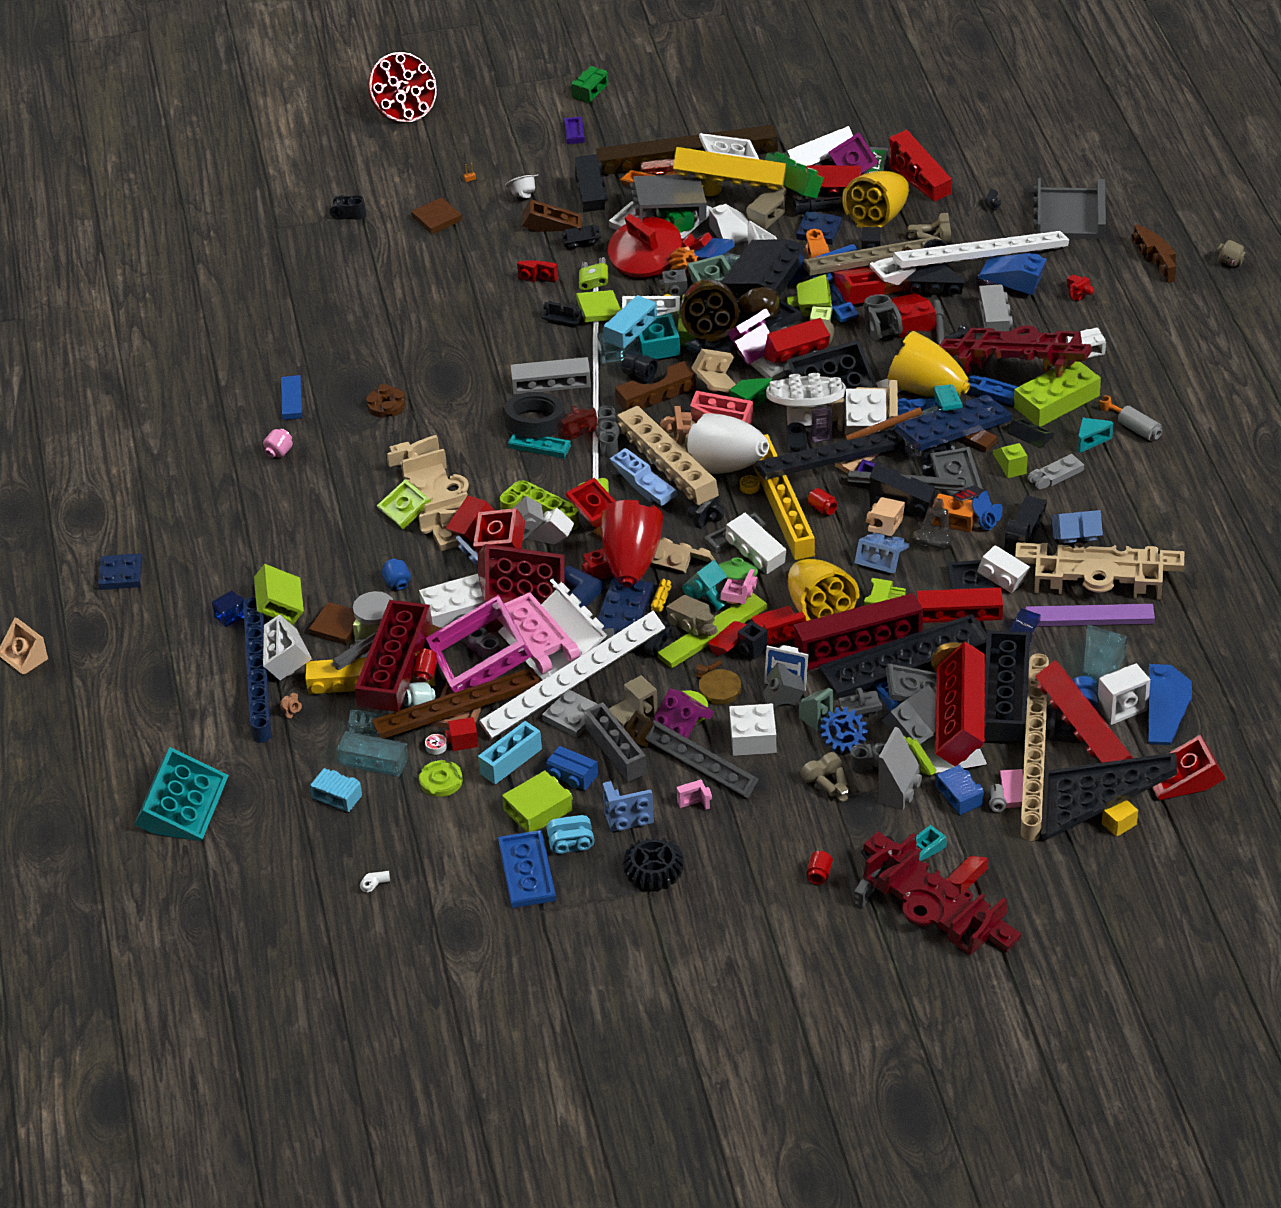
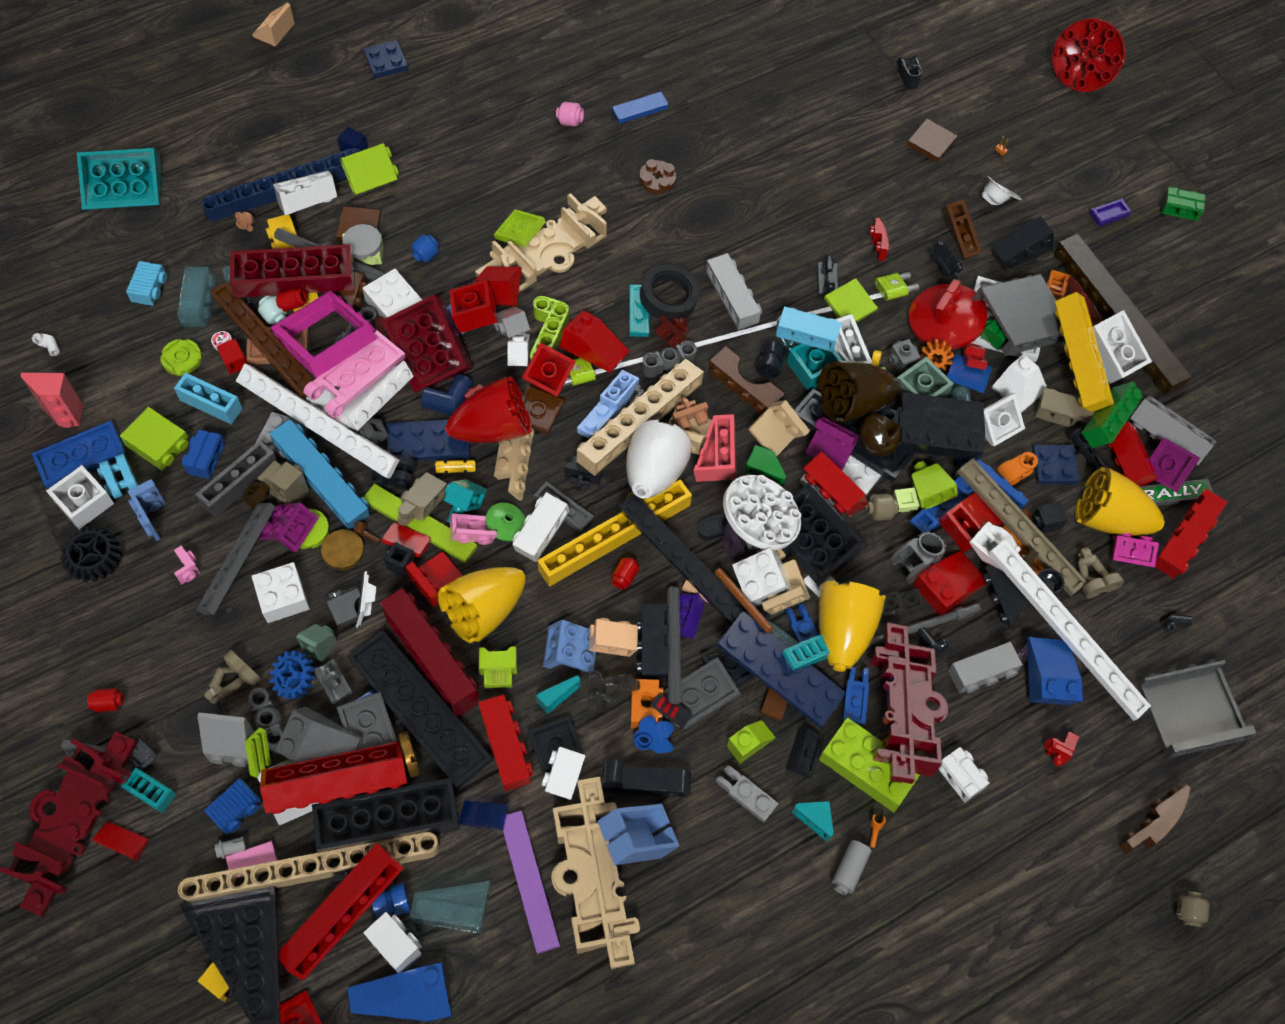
camera: 65 degrees right, 20 degrees up
(466, 857) = (55, 397): none -> coral slope
(565, 475) = (593, 341): none -> red slope
(587, 860) = (80, 497): none -> white brick
(663, 673) = (319, 474): none -> dark azure brick
(920, 202) = (1134, 551): none -> dark pink bracket
(927, 566) = (554, 696): none -> teal slope

